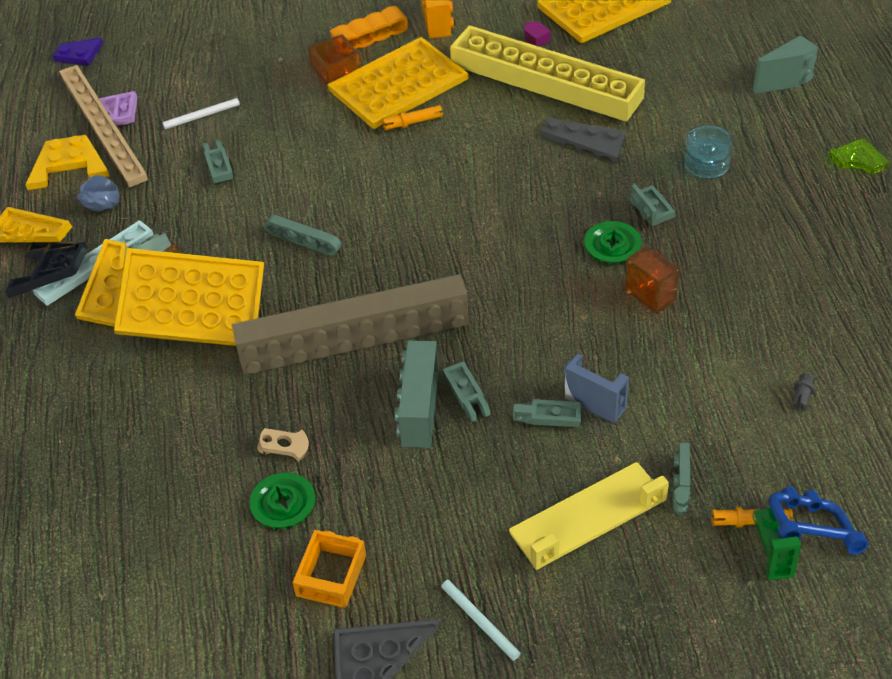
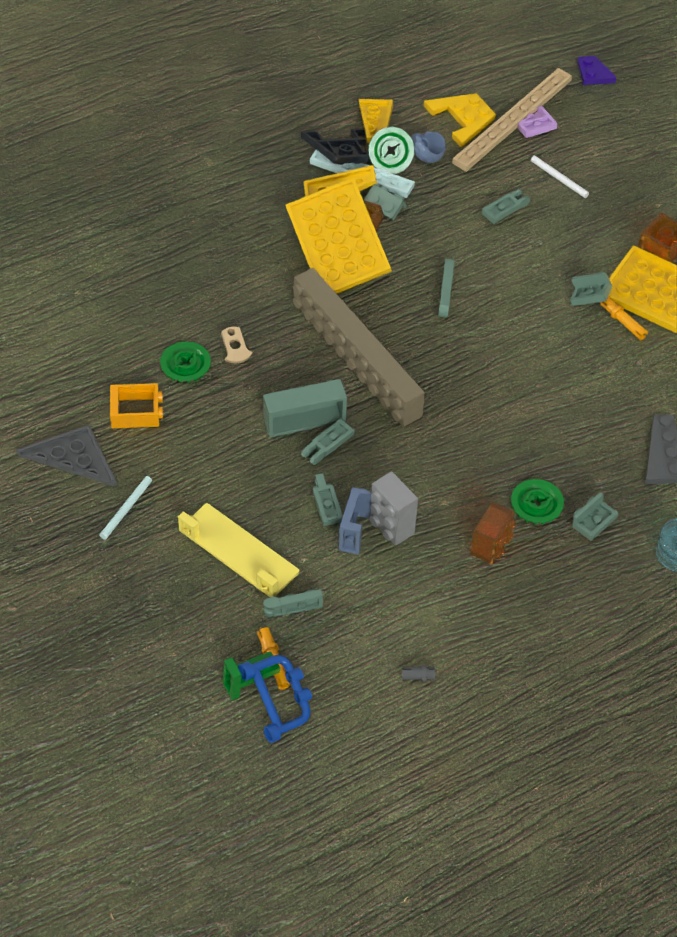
camera: 65 degrees right, 5 degrees up
(80, 210) = (403, 151): none -> gear
(370, 125) = (590, 288): none -> sand green bracket
(602, 341) = (393, 508): none -> light grey brick

